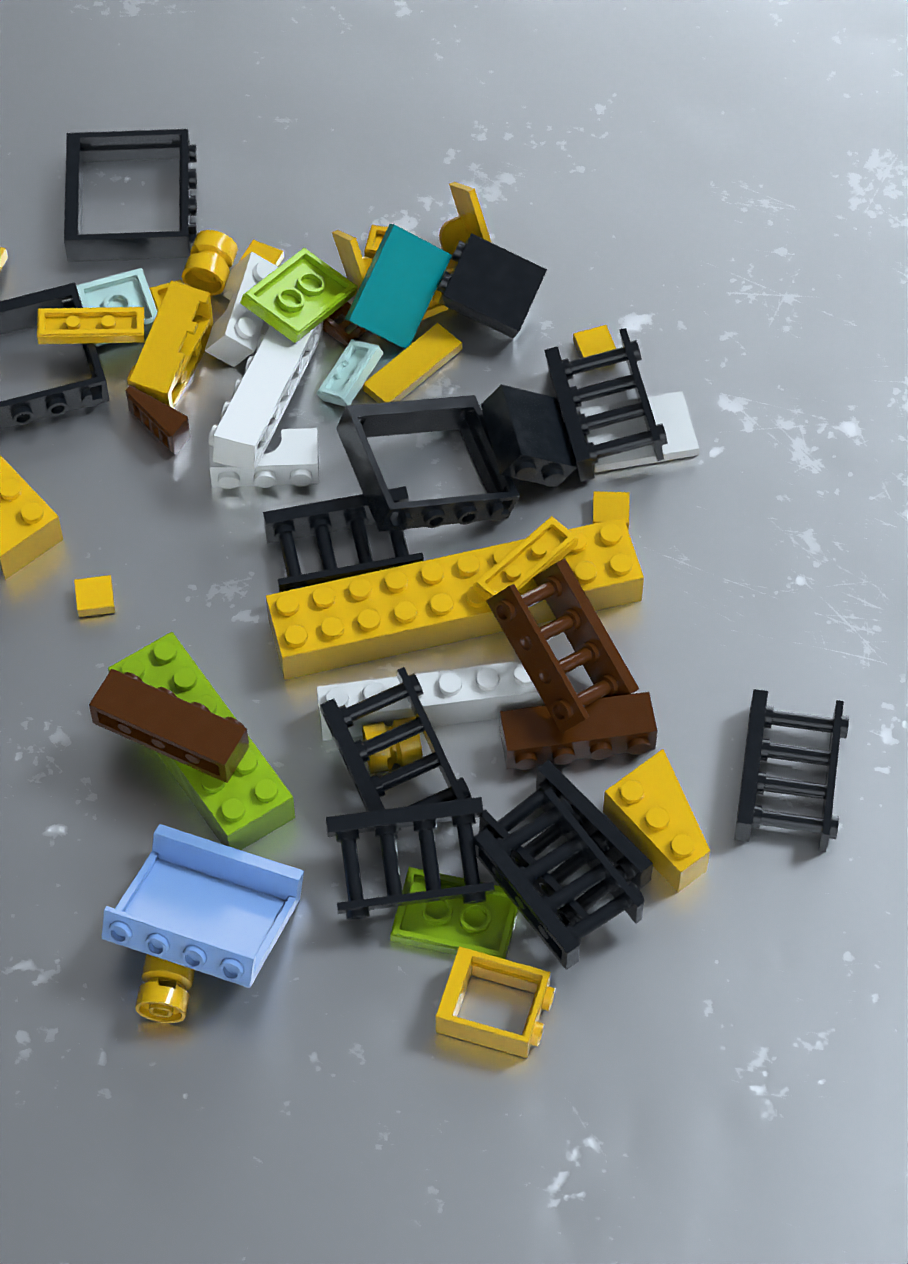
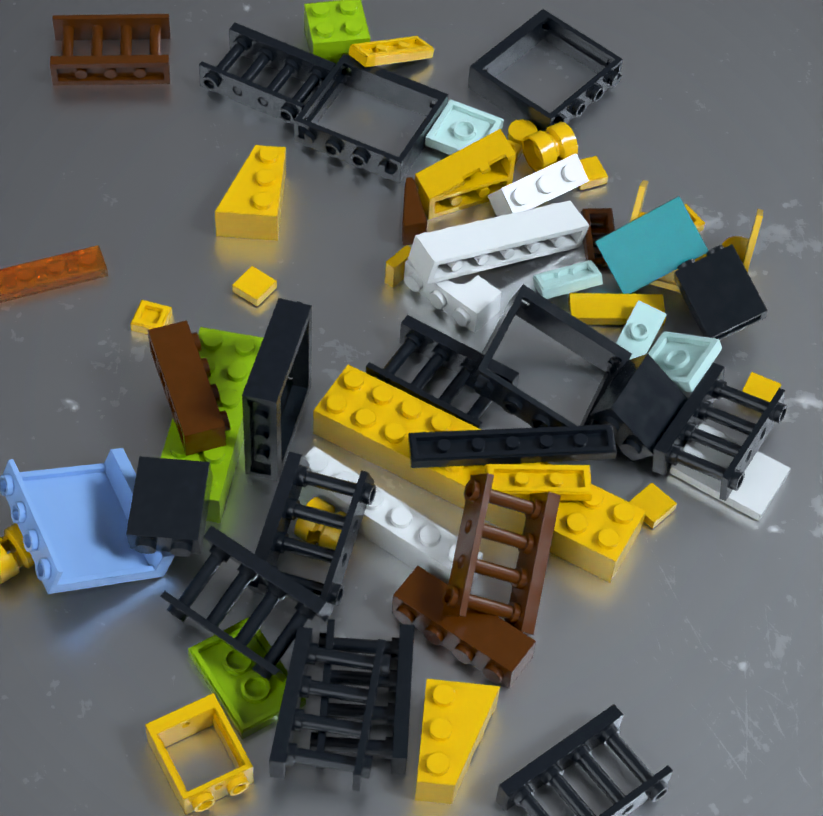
camera: 40 degrees right, 5 degrees down
(39, 699) = (150, 316): none -> yellow tile
(90, 325) = (427, 123): yellow tile -> none
(166, 267) = (519, 129): none -> yellow tile
(200, 475) = (396, 266): none -> yellow tile
(248, 662) = (271, 399): none -> black window
(268, 833) = (169, 506): none -> black brick
(299, 295) = (578, 202): lime tile -> none
(455, 369) = (641, 329): none -> light aqua plate
(473, 552) = (511, 446): none -> black tile
(515, 363) = (685, 357): none -> light aqua plate

